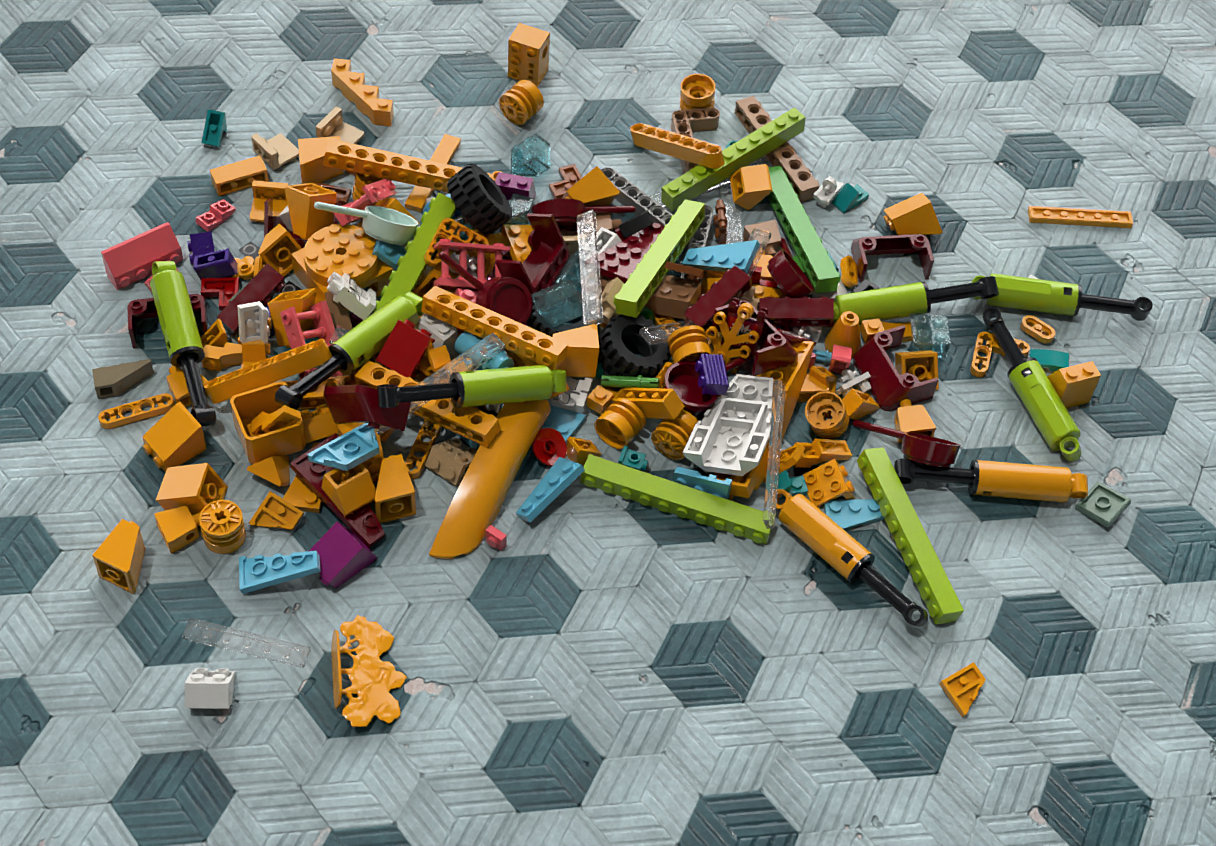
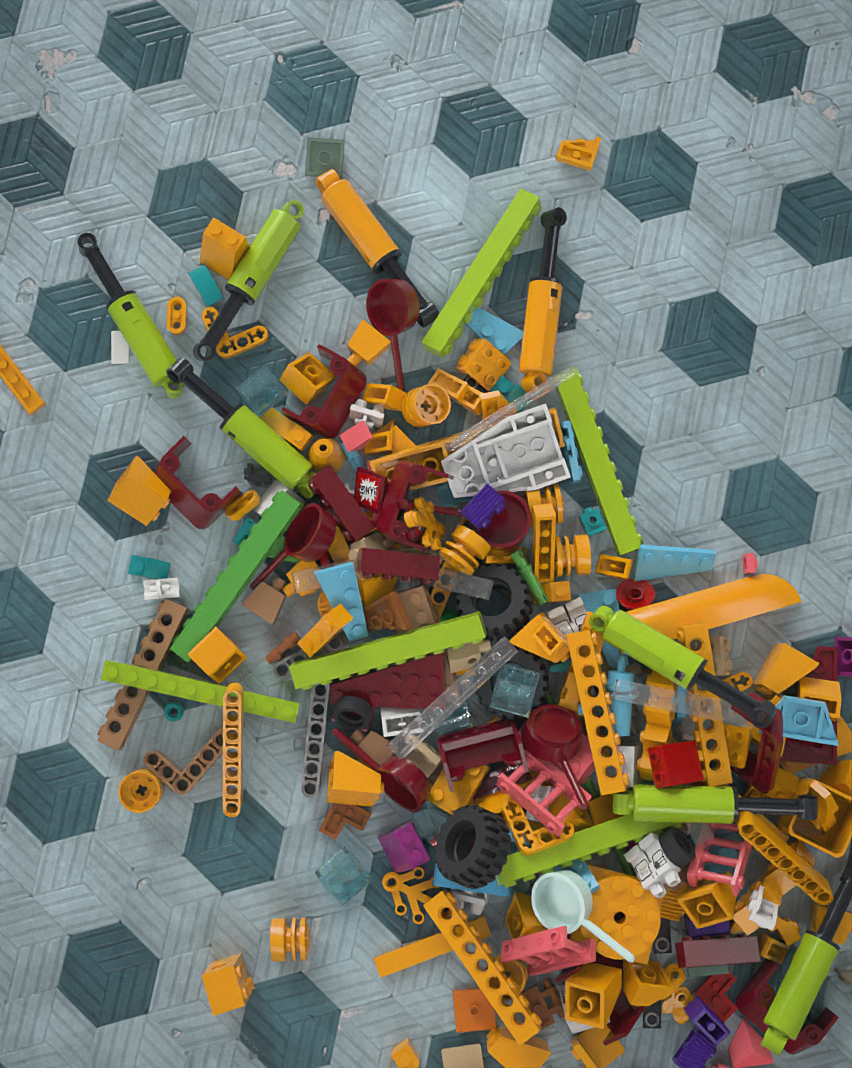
camera: 125 degrees left, 30 degrees up
(348, 300) = (677, 846): none -> black tyre
(573, 334) = (549, 639): none -> light orange slope
(711, 231) = (325, 630): none -> light orange brick

